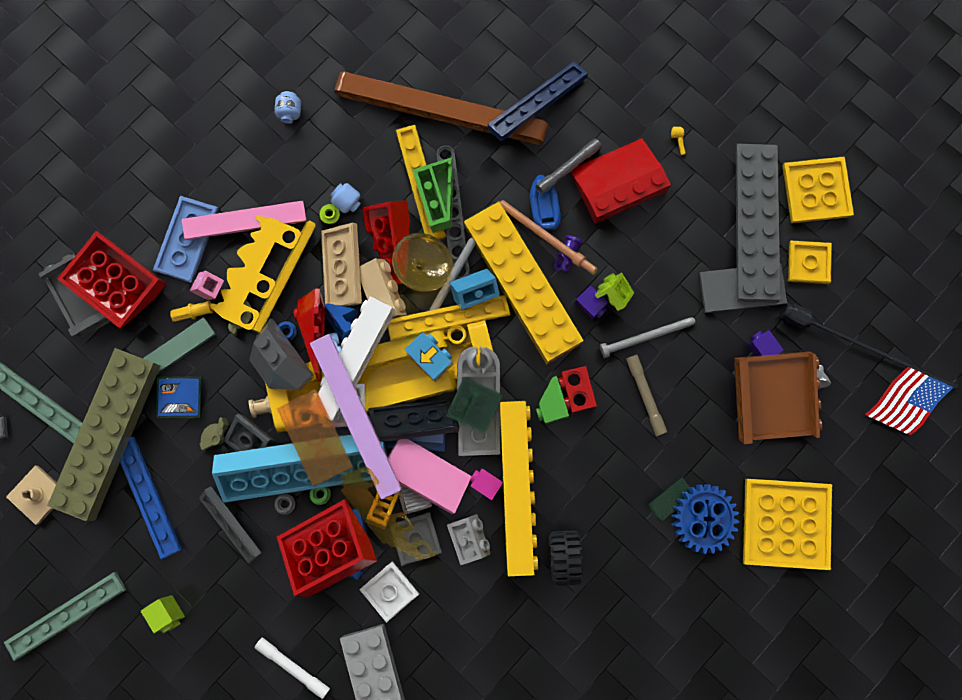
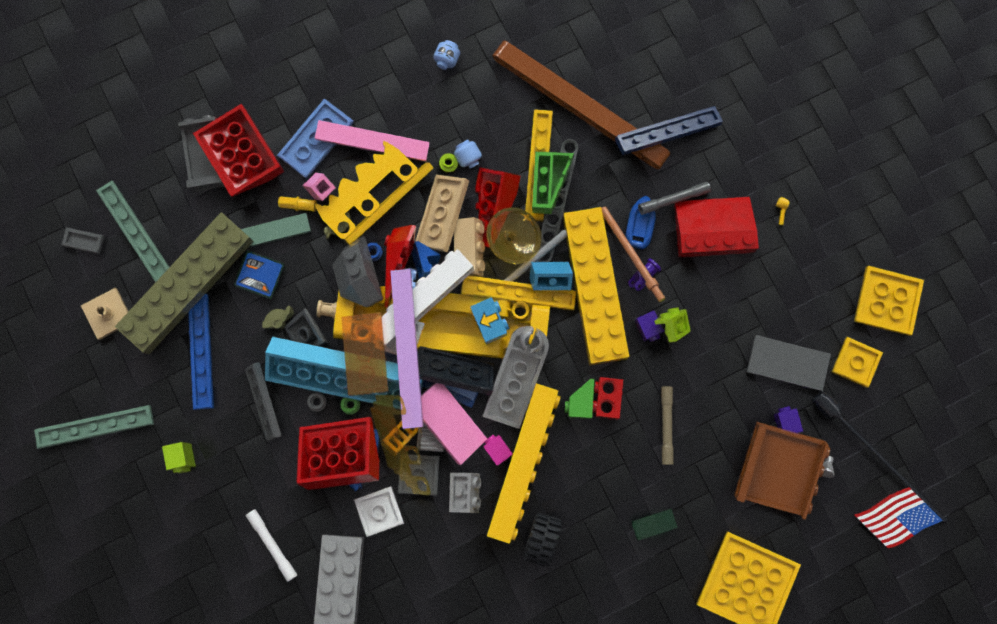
camera: 15 degrees right, 0 degrees up
(474, 405) = (513, 377): clear green slope -> none
(607, 349) = (686, 373): light grey bar -> none
(687, 517) = (662, 545): blue gear -> none
(757, 223) = (823, 310): dark grey plate -> none

